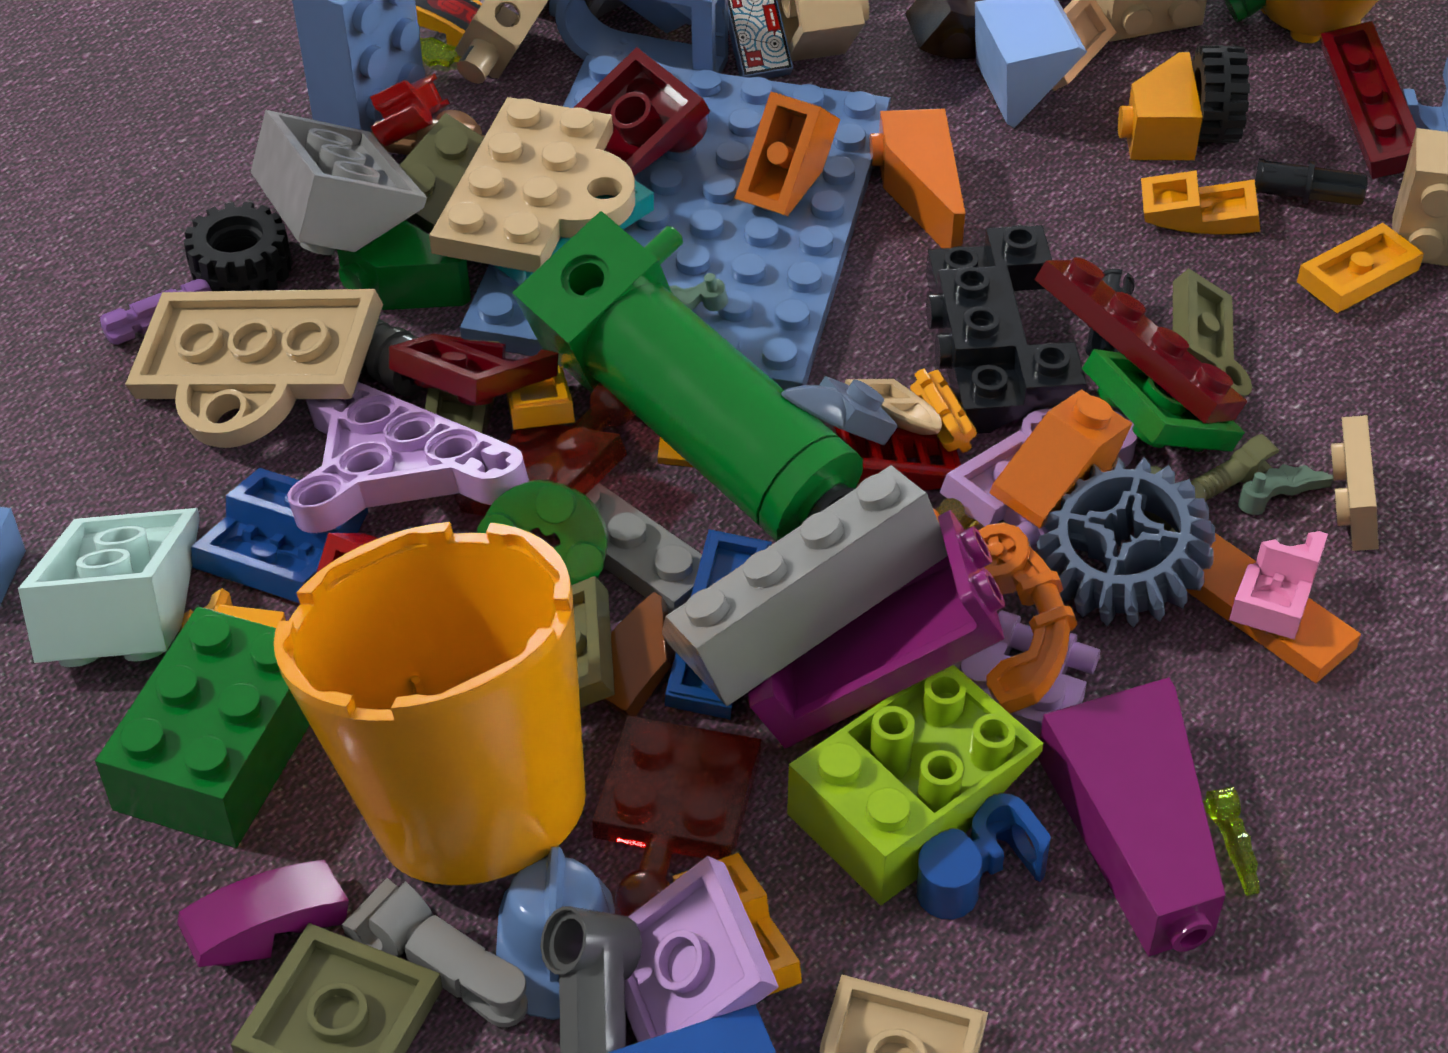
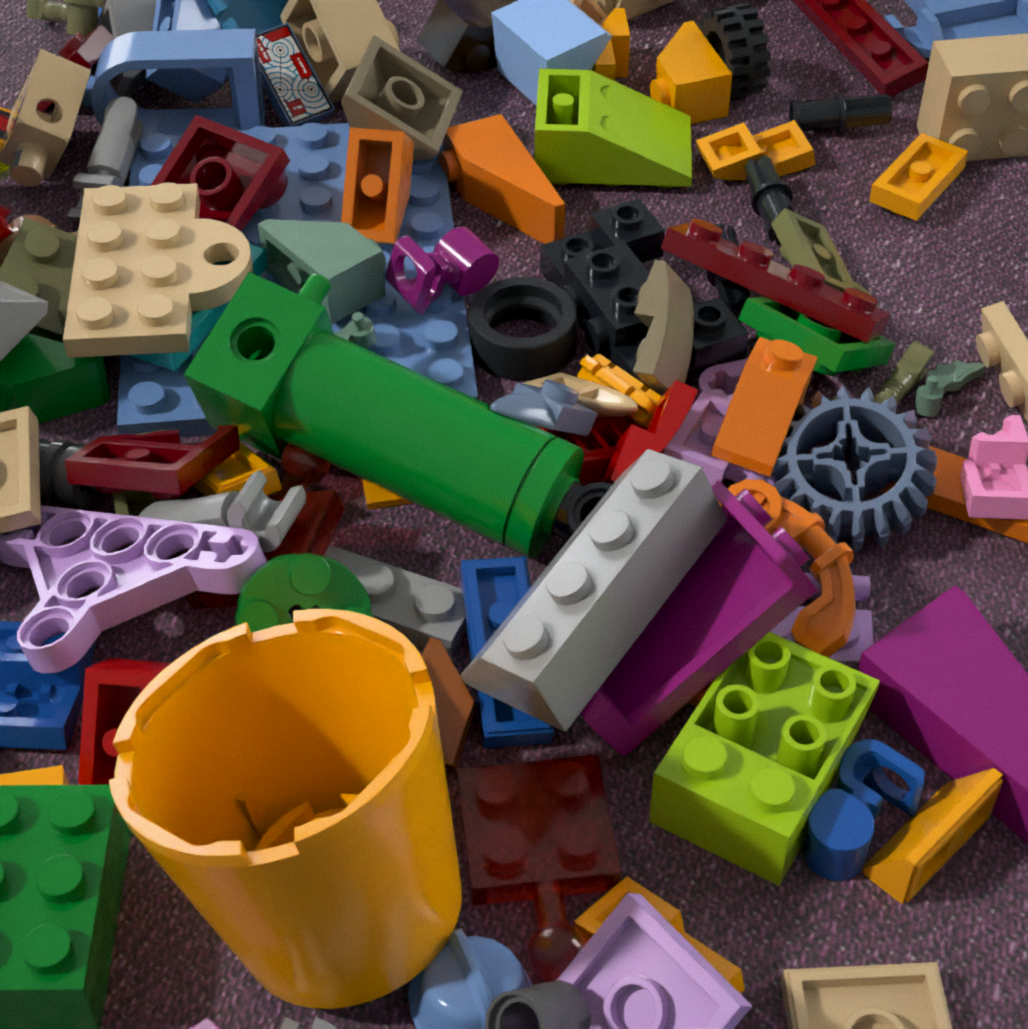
camera: 20 degrees left, 0 degrees up
(524, 429) = (243, 509): none -> light grey piece
(561, 62) = (112, 151): none -> light grey piece
(710, 216) = (330, 249): none -> sand green slope
(833, 246) = (457, 260): none -> magenta leg
(843, 72) = (400, 95): none -> dark tan slope
(883, 298) = (523, 357): none -> black tyre
(930, 471) = (664, 424): none -> red slope
(996, 375) = (668, 312): none -> dark tan slope
(1046, 905) = (934, 834): none -> light orange slope
(1048, 151) = (608, 133): none -> lime slope
(1092, 73) = (615, 57): none -> light orange slope
(1191, 246) = (769, 192): none -> black axle

